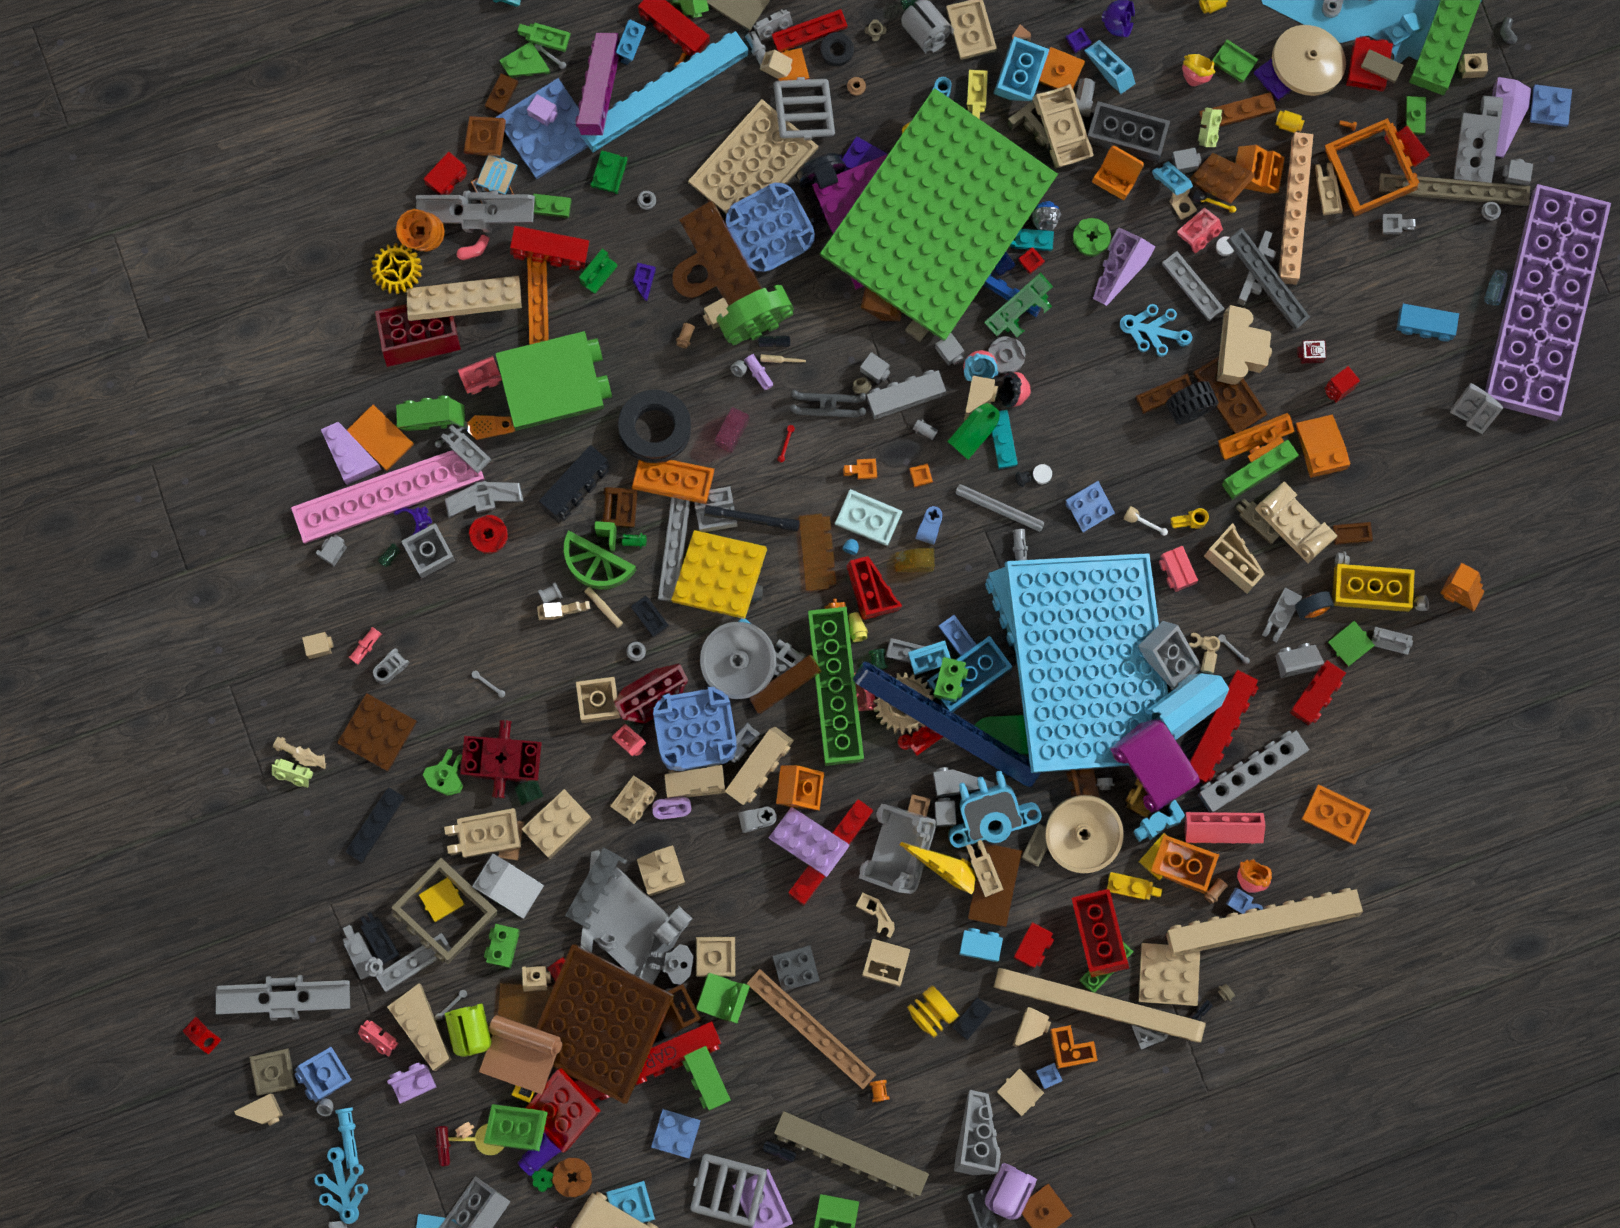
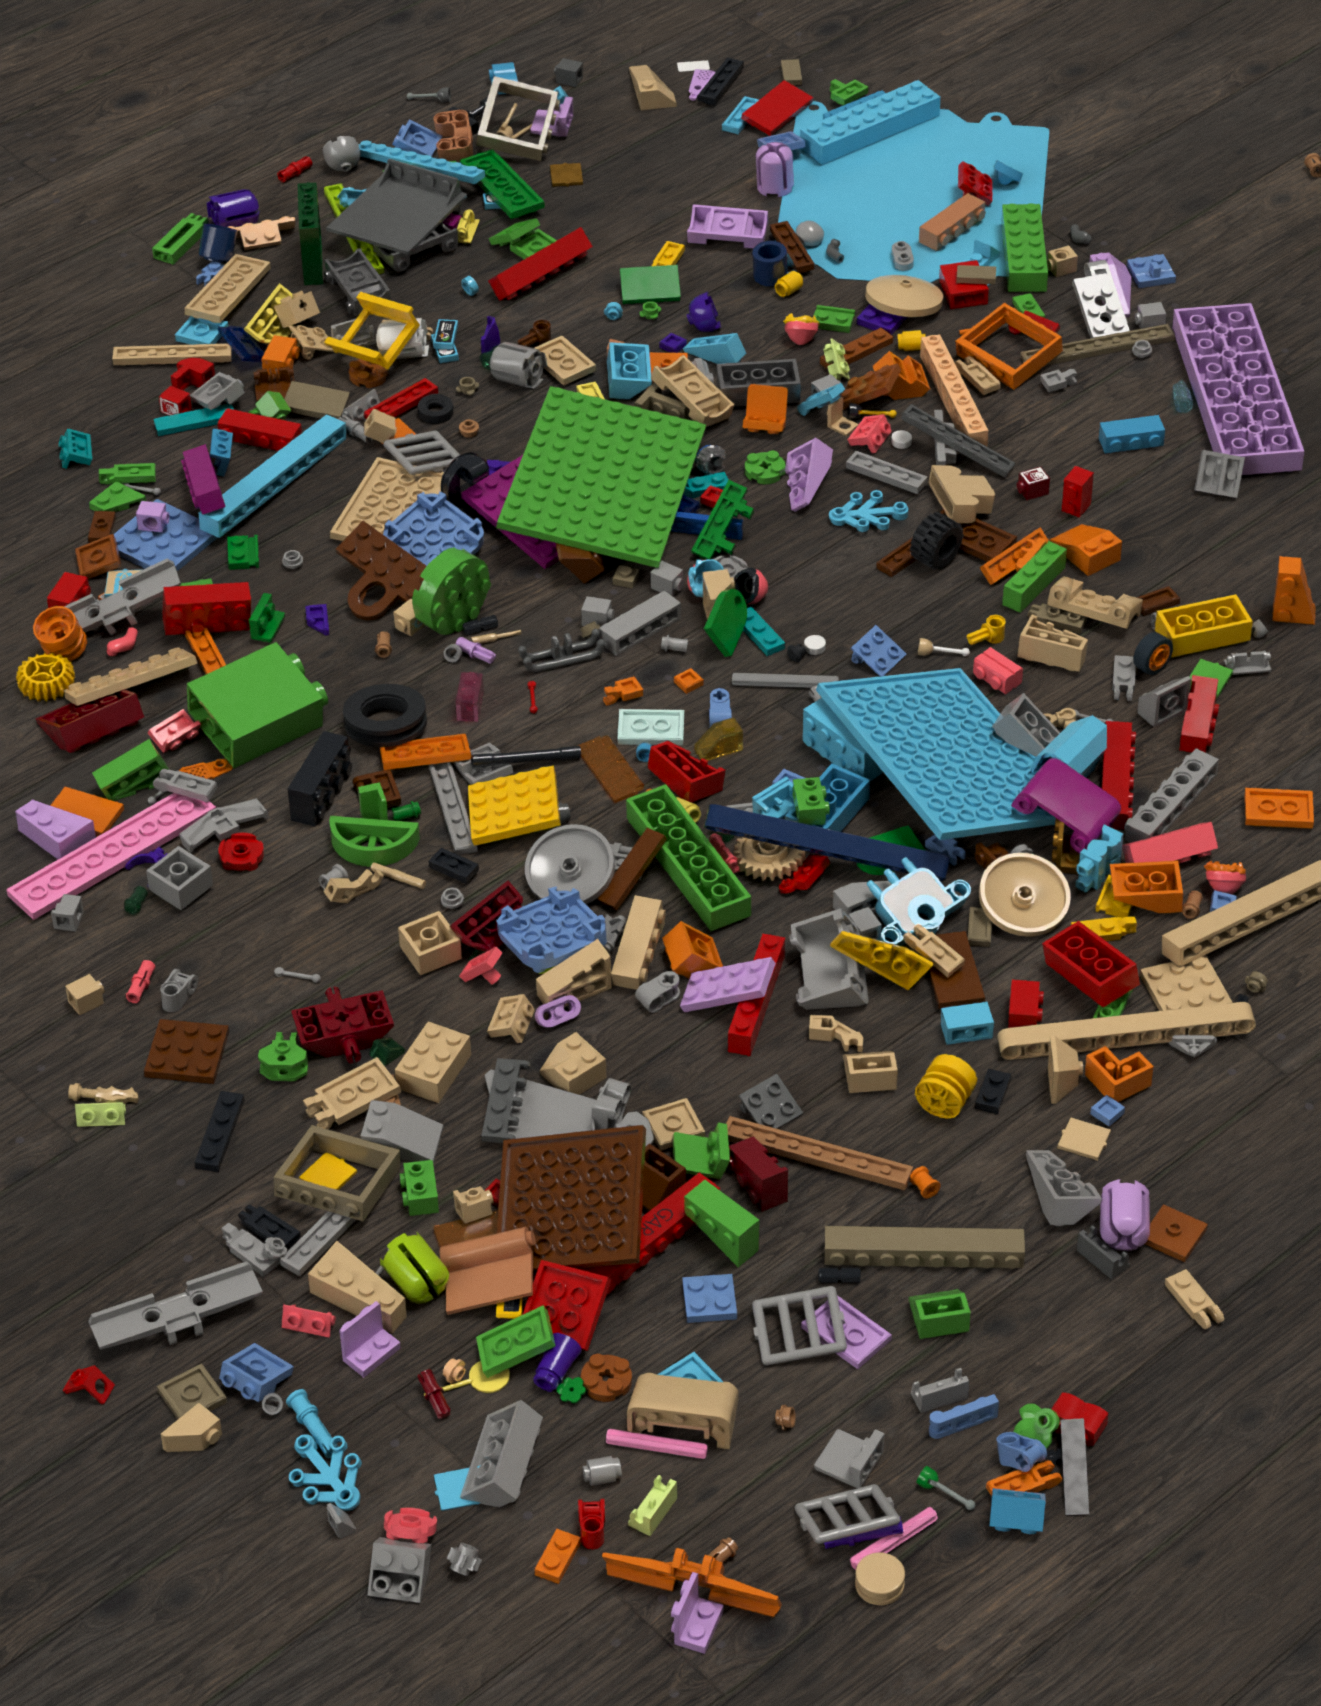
camera: 20 degrees left, 35 degrees down
(756, 1033) = (759, 1173): none -> dark red wedge

